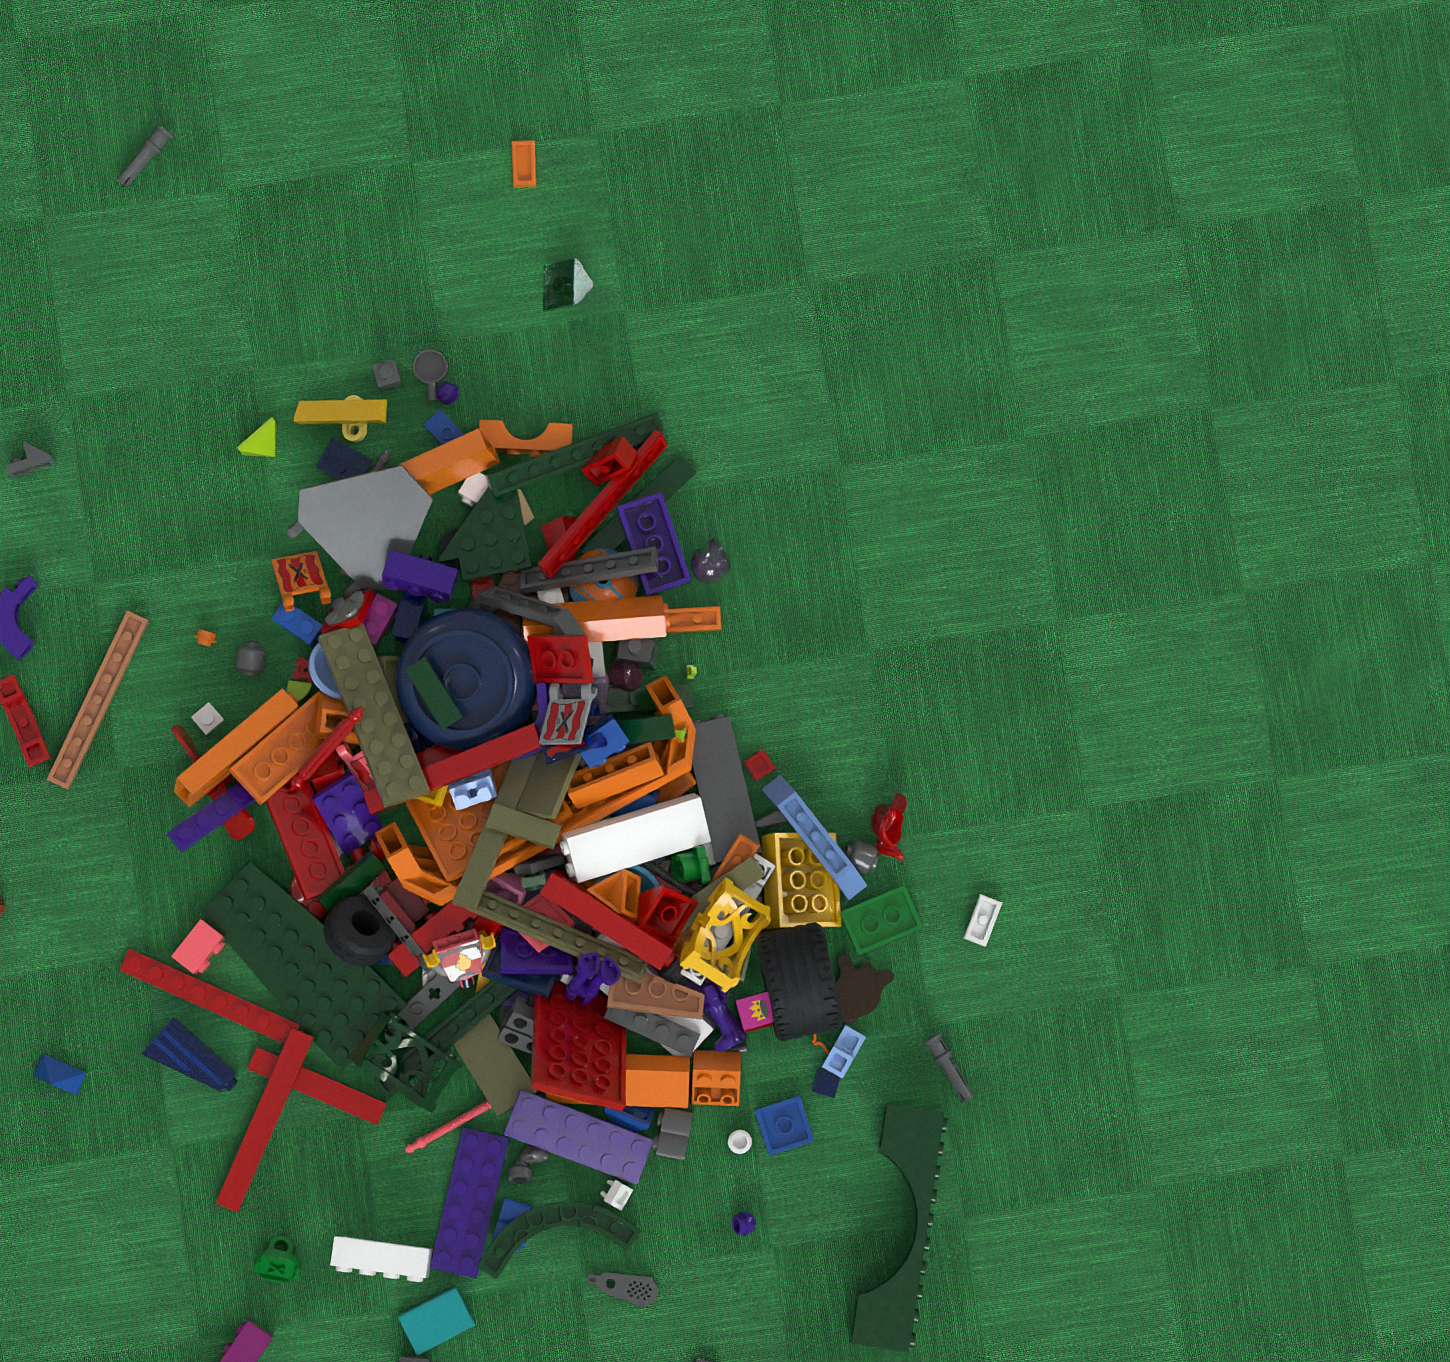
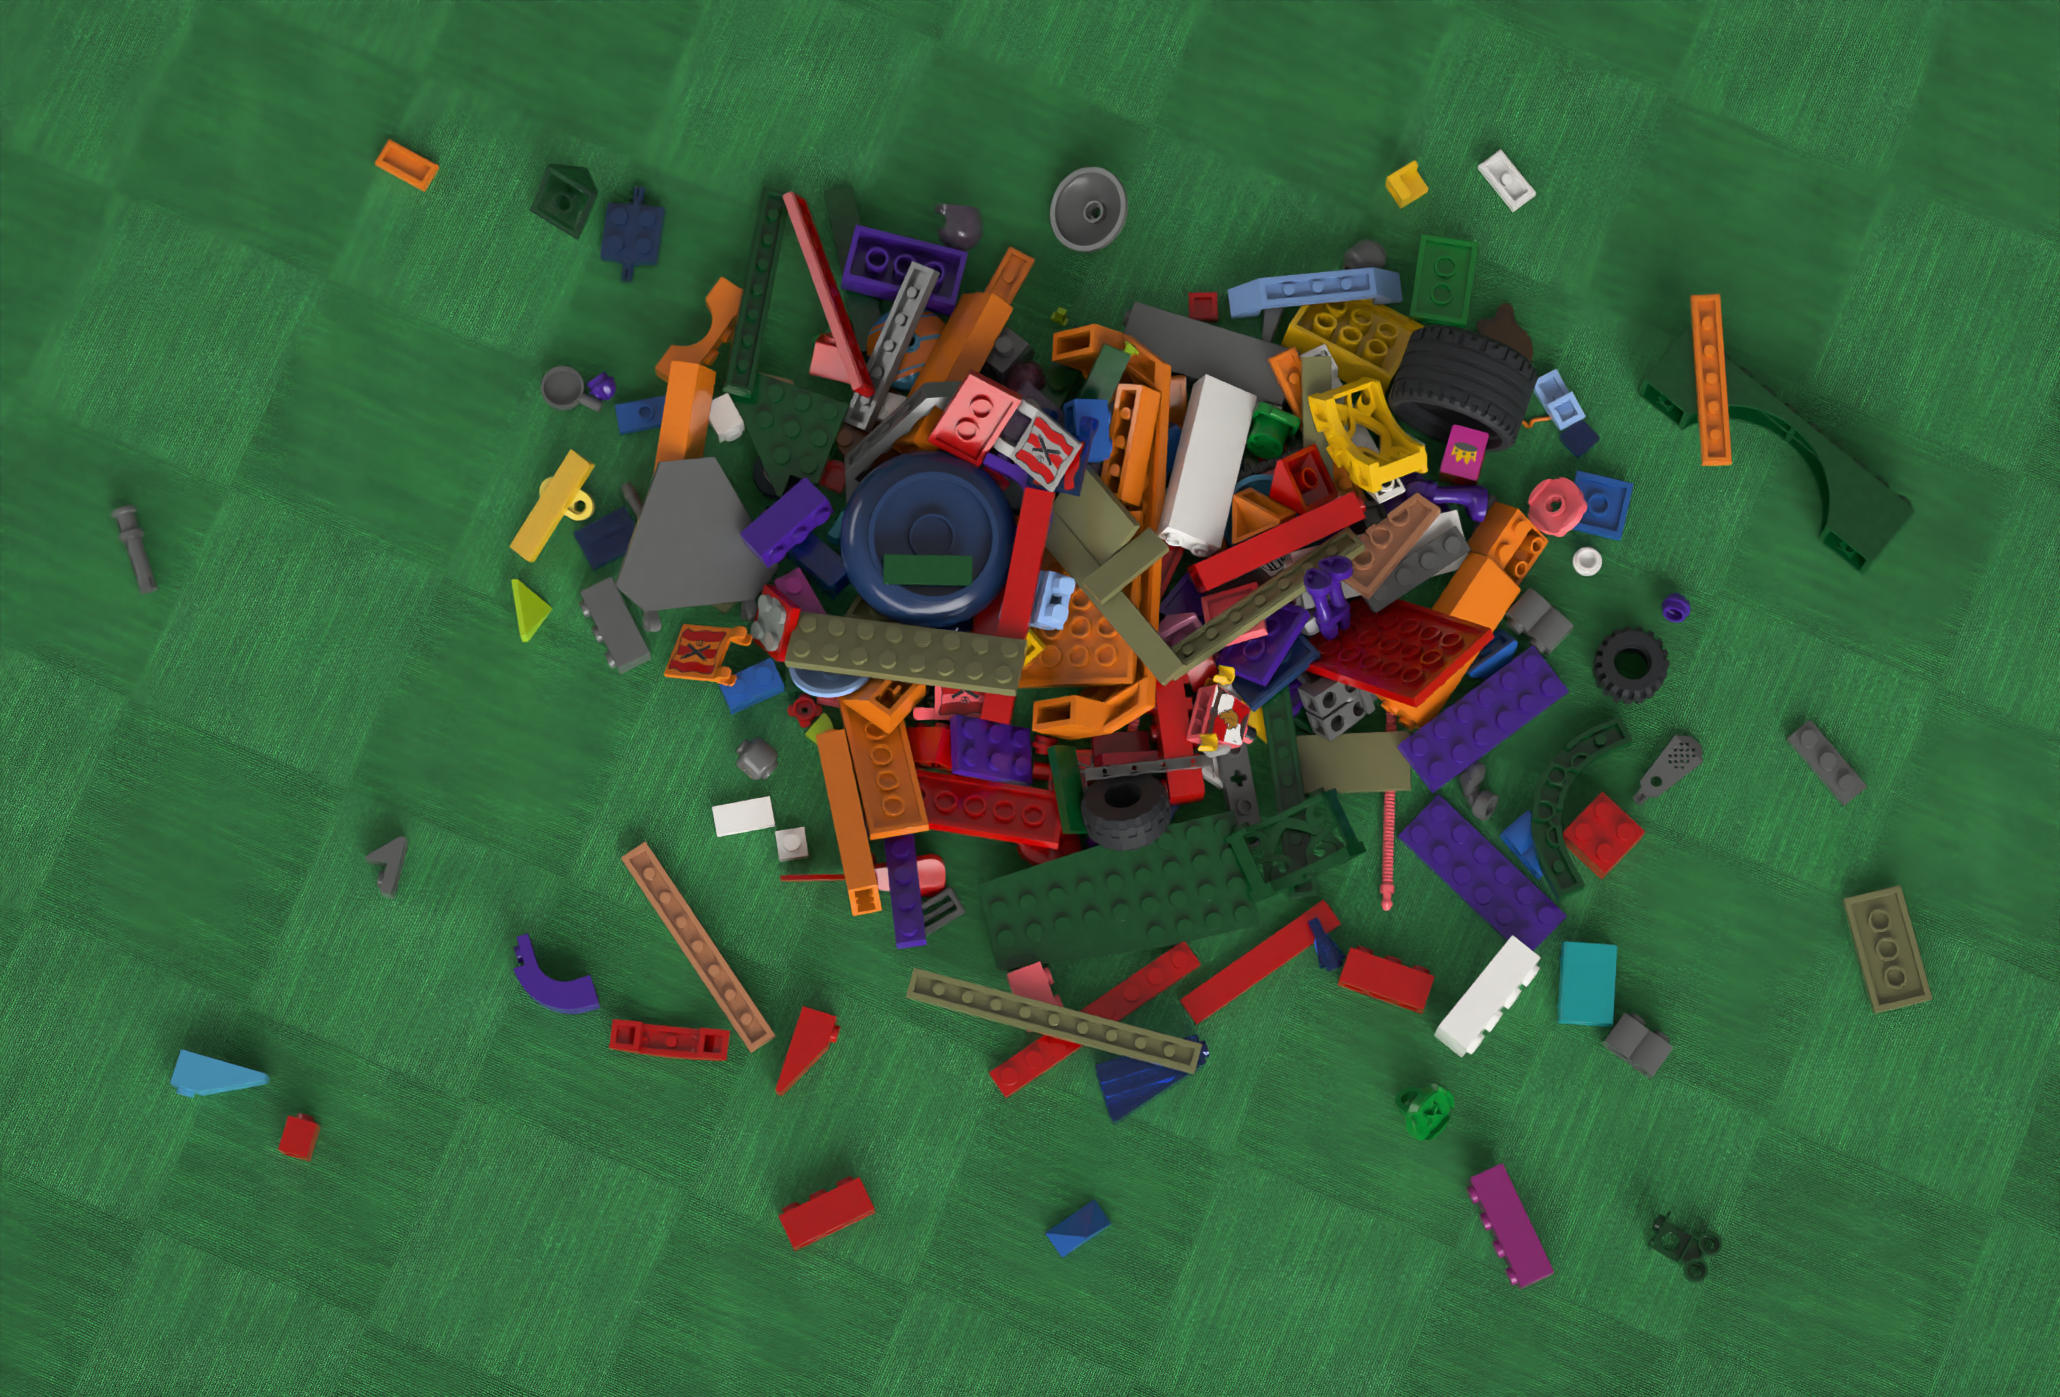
camera: 60 degrees left, 5 degrees down
(78, 814) = (809, 1042): none -> red slope
(184, 971) = (1054, 1021): none -> olive plate
(205, 637) = (703, 793): orange plate -> none
(207, 674) = (743, 816): none -> white tile
(234, 853) = (947, 919): none -> dark grey tile
(265, 1120) = (1263, 1036): red tile -> none
(282, 506) = (614, 626): none -> dark grey brick
(326, 748) = (912, 722): red wheel -> none
(350, 1128) = (1327, 951): none -> clear blue cone
(355, 1180) = (1386, 979): none -> red brick
(387, 375) = (543, 436): dark grey brick -> none
(533, 881) = (1184, 592): dark green plate -> none
(539, 864) = (1172, 581): dark grey tile -> none
(546, 1268) = (1602, 835): none -> red brick
(569, 345) = (632, 234): none -> dark blue plate
(610, 461) = (788, 259): red slope -> none
(617, 1194) = (1568, 717): white tile -> none
(660, 1223) = (1641, 644): none -> black tyre
(763, 1109) = (1568, 515): none -> coral plate
(770, 637) = (1076, 206): none -> dark grey dish
(887, 826) = (1349, 216): hair -> none
(913, 1151) = (1710, 380): none -> orange tile
(936, 853) = (1406, 184): none -> yellow panel
(943, 1057) = (1626, 304): dark grey pin -> none

